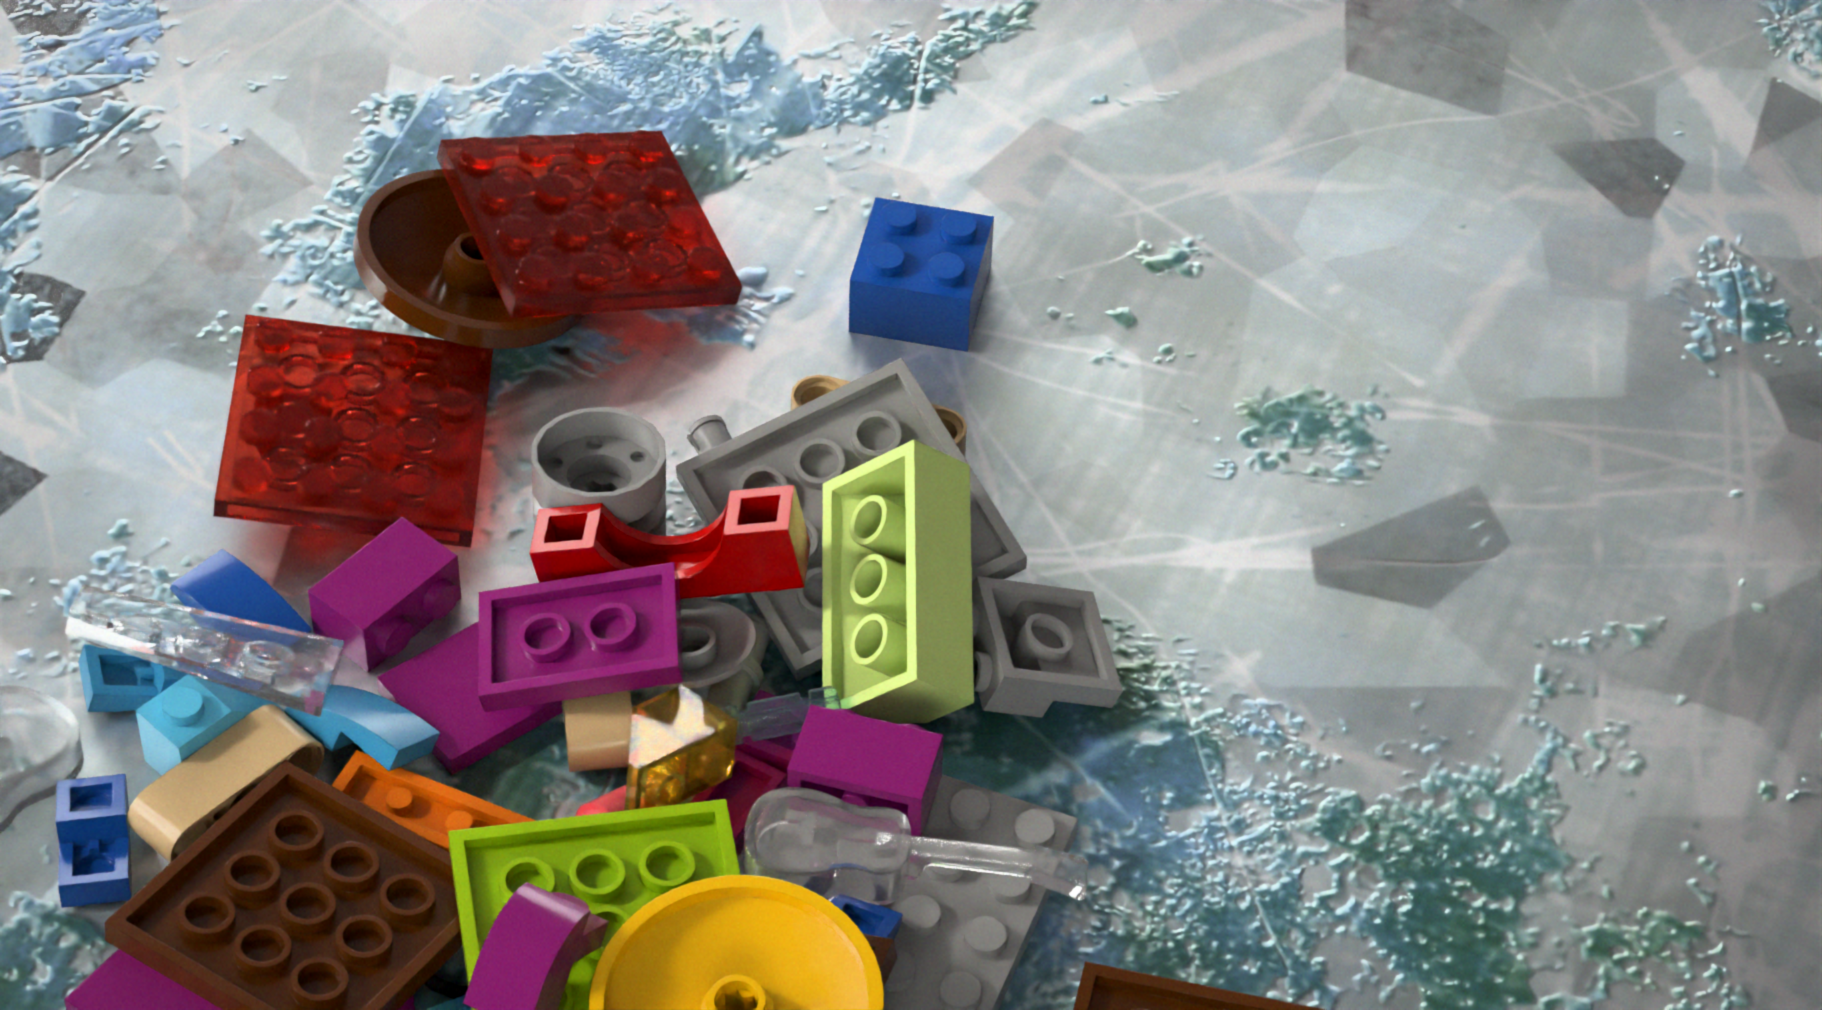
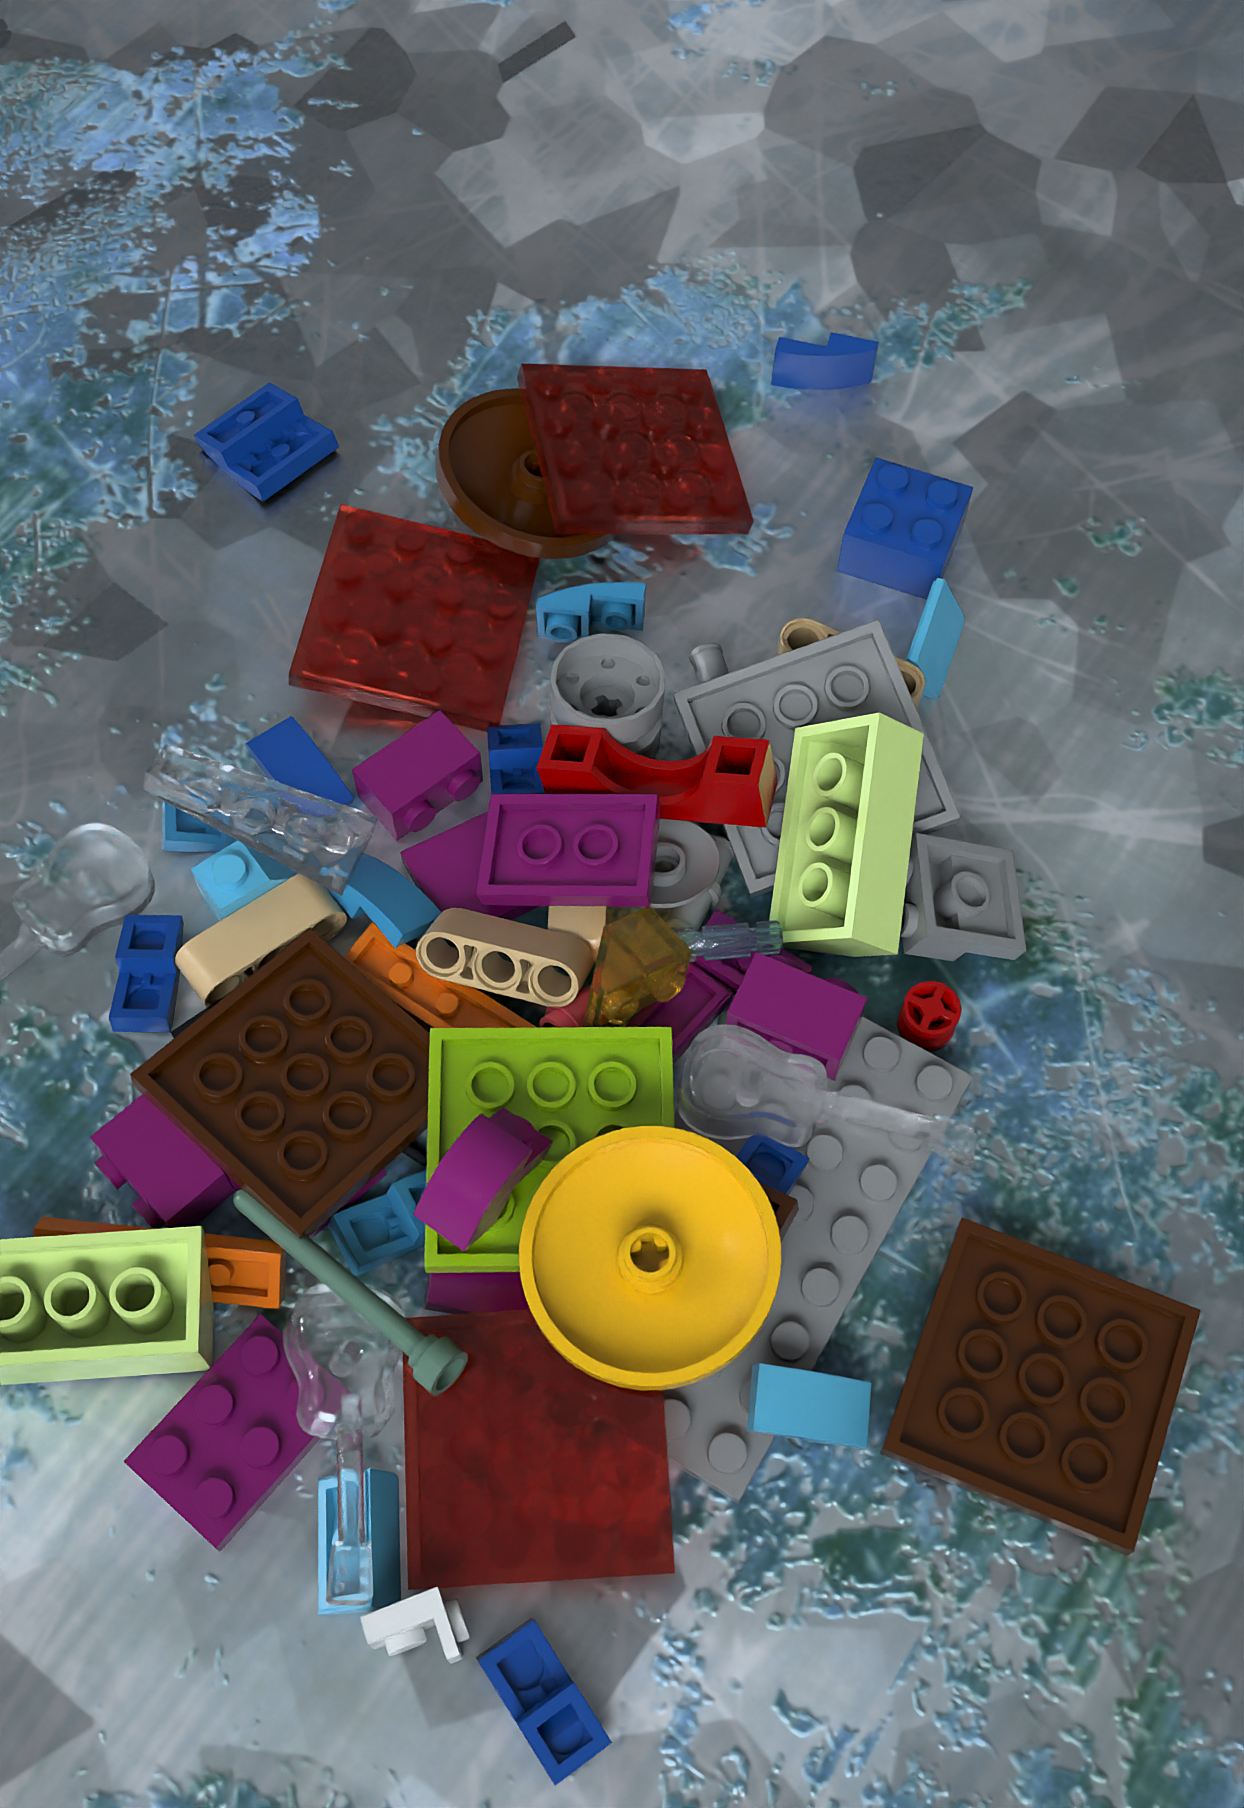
camera: 10 degrees right, 15 degrees up
(136, 264) = (266, 441): none -> blue slope
(492, 775) = (480, 966): none -> tan beam
(496, 562) = (514, 758): none -> blue slope
(543, 396) = (573, 610): none -> dark azure slope
(818, 110) = (810, 366): none -> blue slope
(975, 383) = (936, 637): none -> medium azure slope
(1019, 753) = (934, 1003): none -> red wheel

